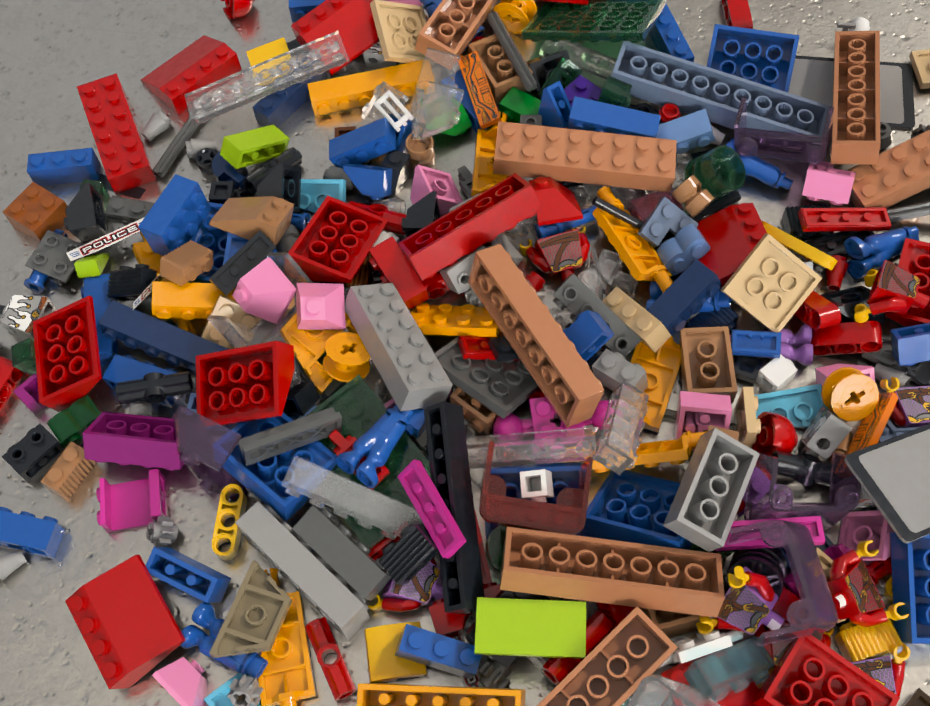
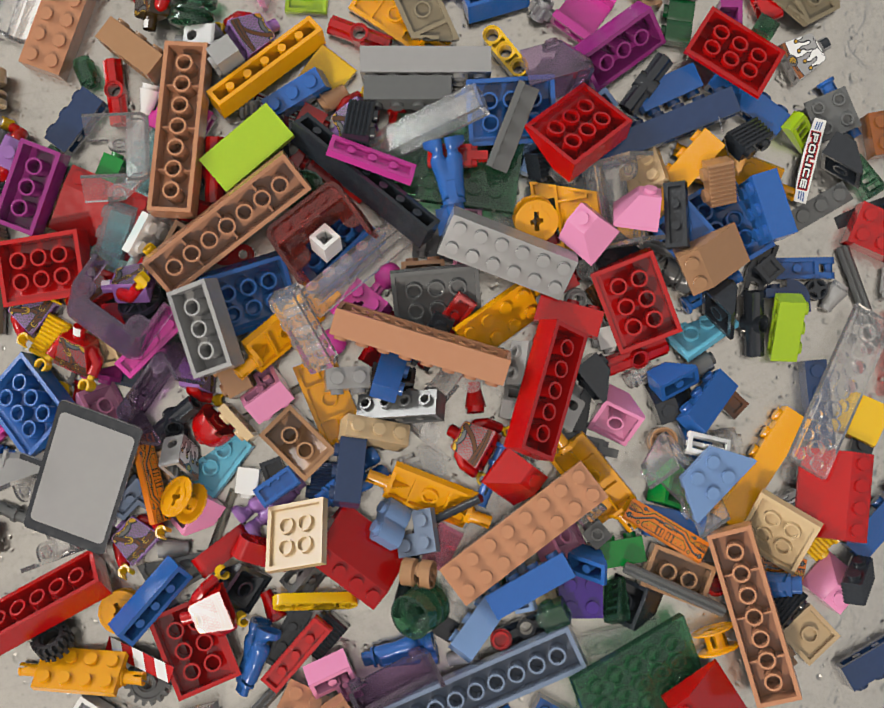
camera: 135 degrees right, 25 degrees up
(195, 173) = (806, 268): none -> blue plate
(408, 87) = (712, 478): none -> medium blue wing
(413, 616) = (330, 99): none -> medium nougat cone
(809, 375) = (224, 517): none -> clear smoke bar

